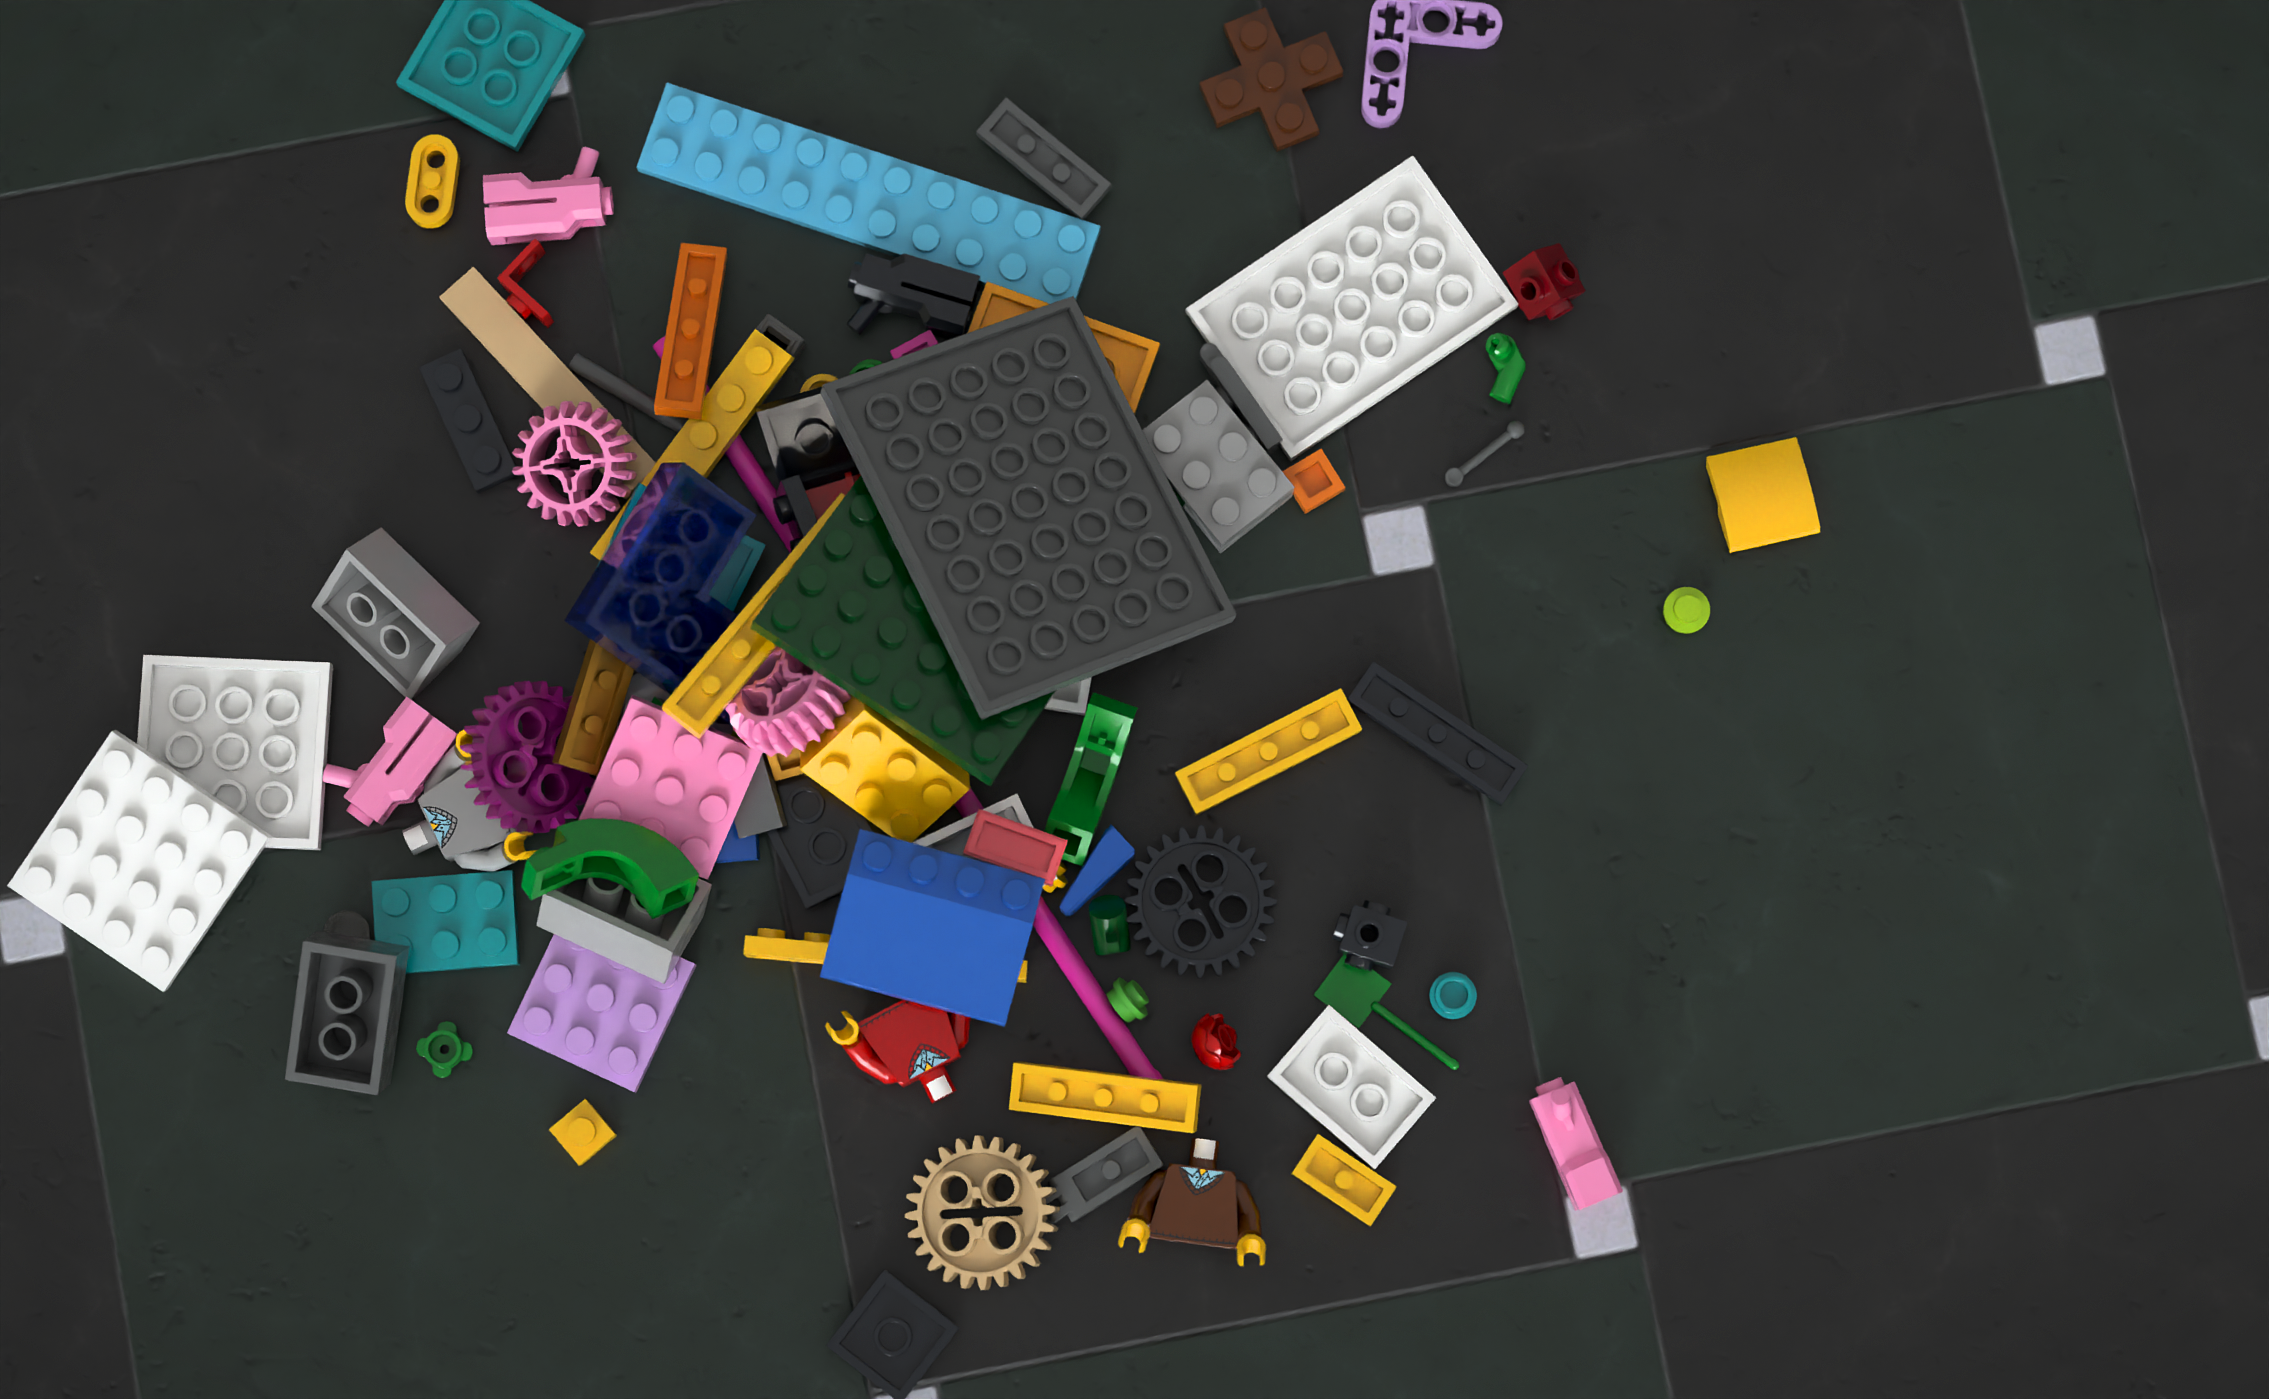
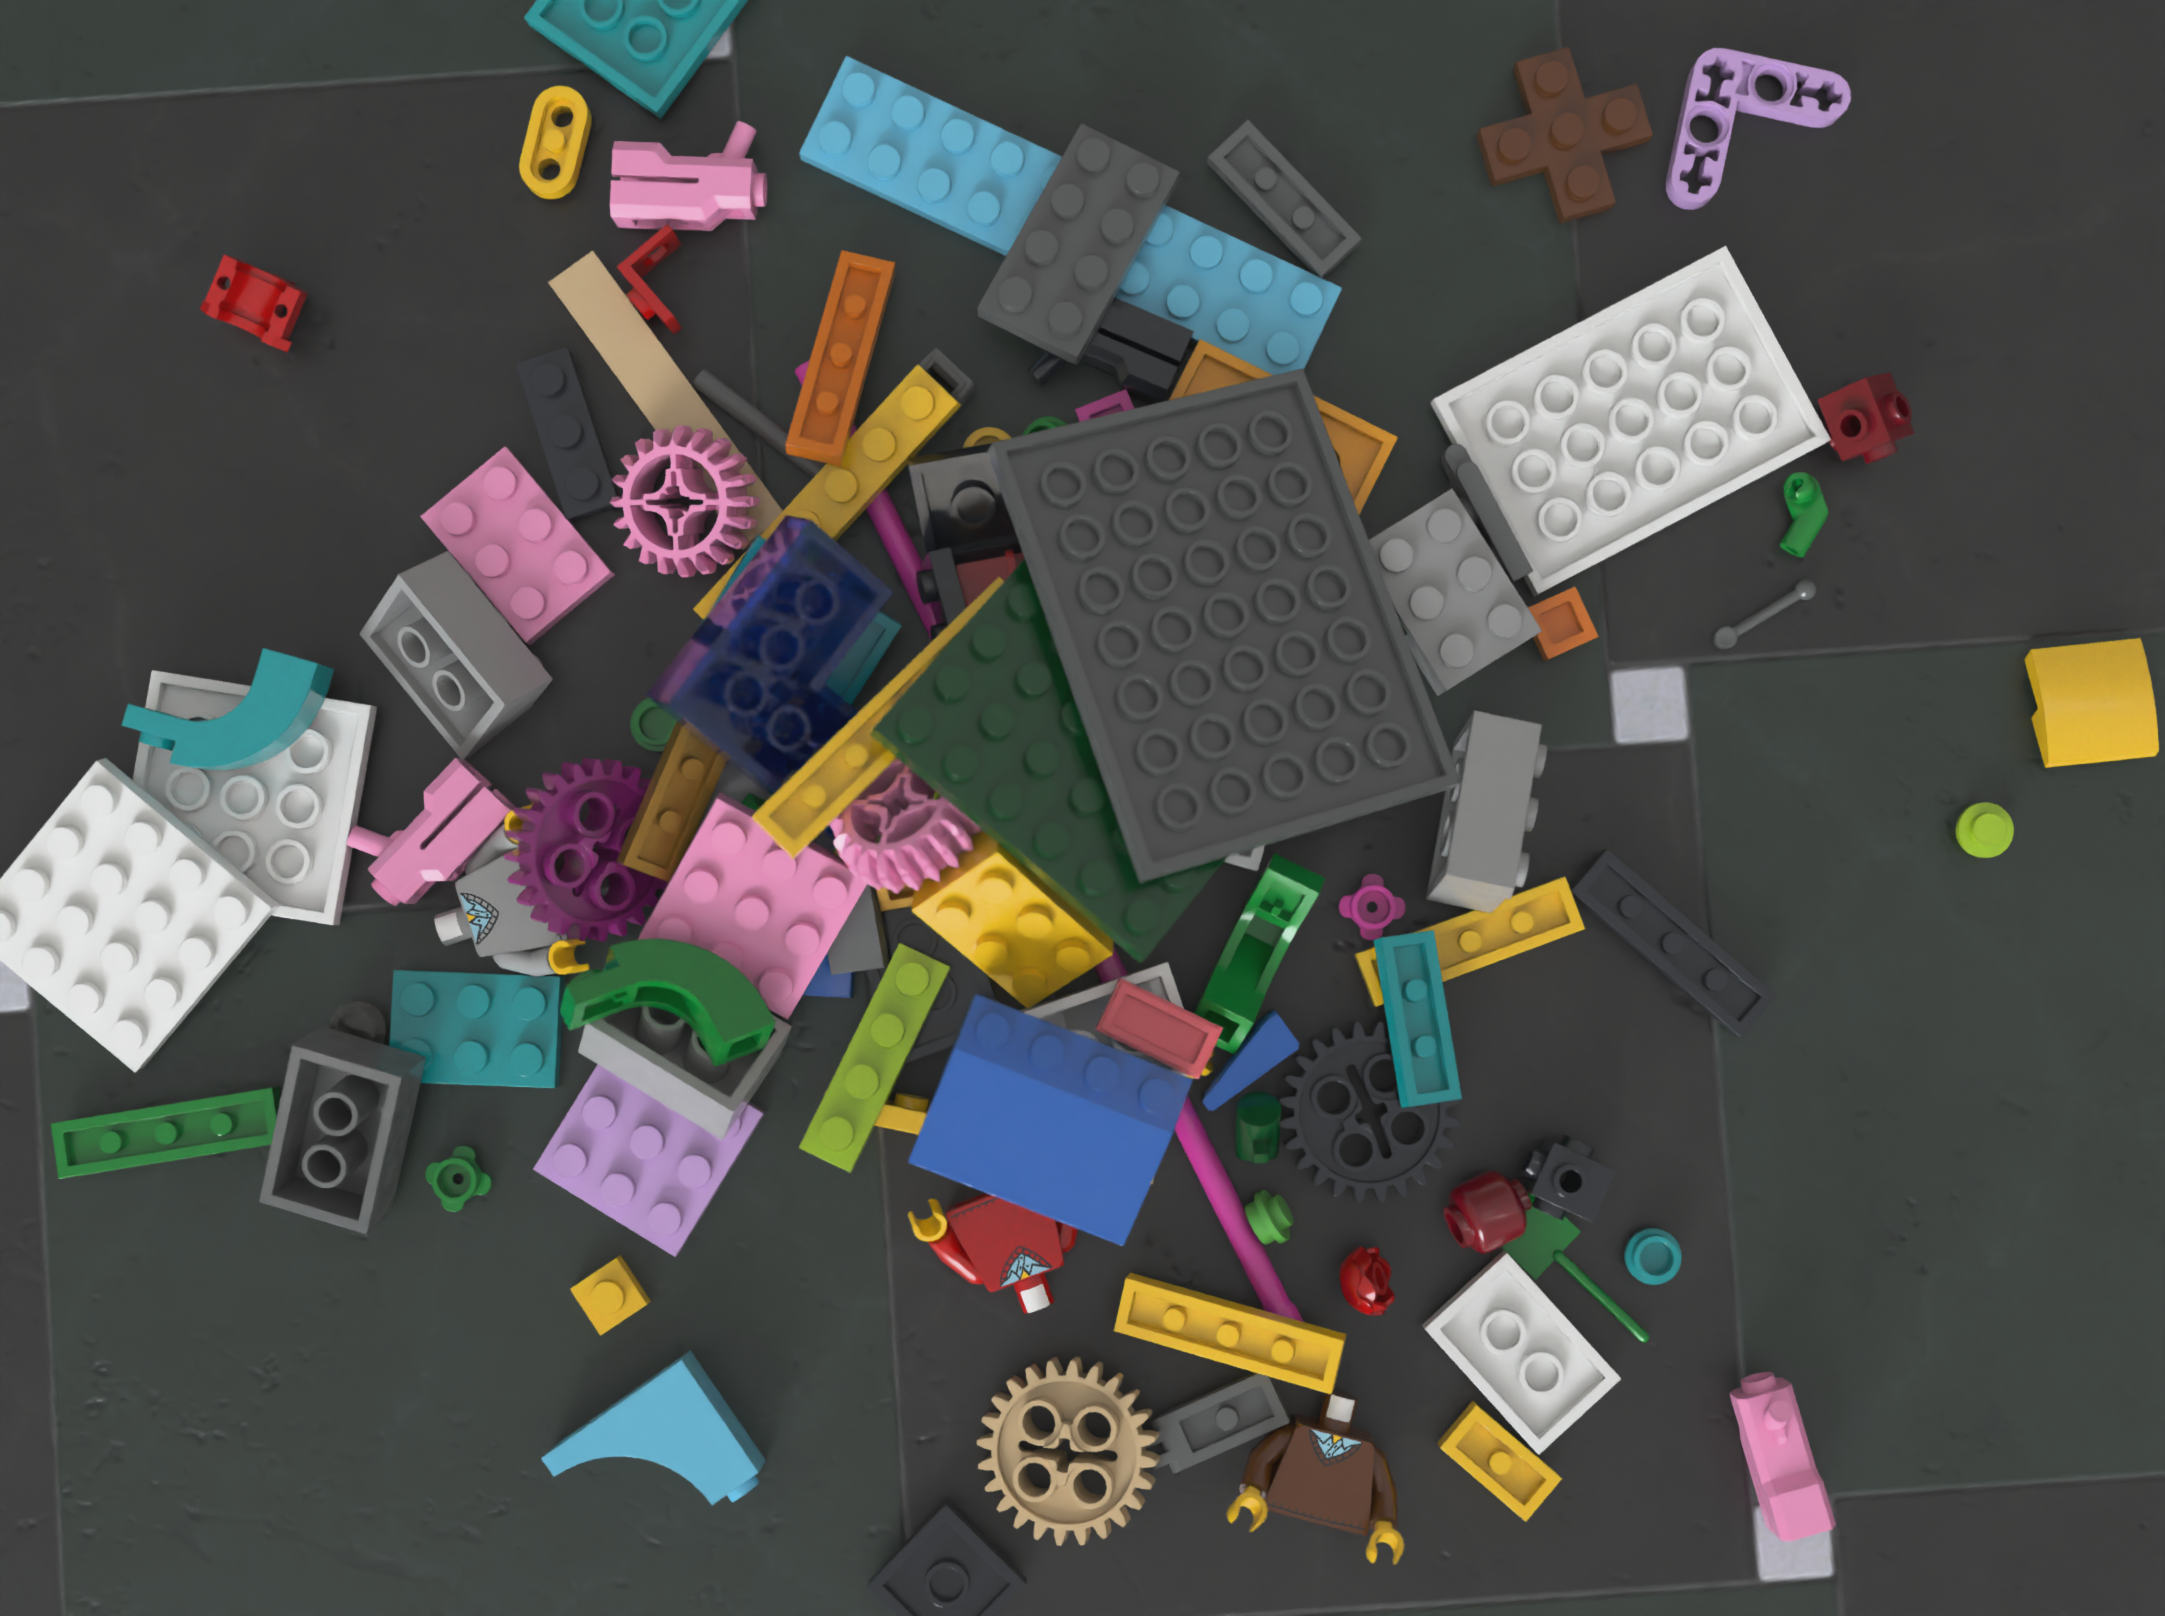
camera: 10 degrees right, 5 degrees up
(196, 1038) = (165, 1132): none -> green plate
(198, 341) = (254, 301): none -> red piece
(242, 690) = (267, 721): none -> teal arch
(436, 517) = (517, 545): none -> bright pink plate
(568, 651) = (651, 726): none -> green plate
(646, 1226) = (673, 1422): none -> medium azure arch
(783, 901) = (875, 1058): none -> lime plate
(877, 215) = (1078, 244): none -> dark grey plate
(1182, 720) = (1355, 907): none -> dark pink plate
(1229, 816) = (1417, 1019): none -> teal plate
(1266, 641) = (1486, 814): none -> light grey brick
(1308, 972) = (1487, 1211): none -> dark red head

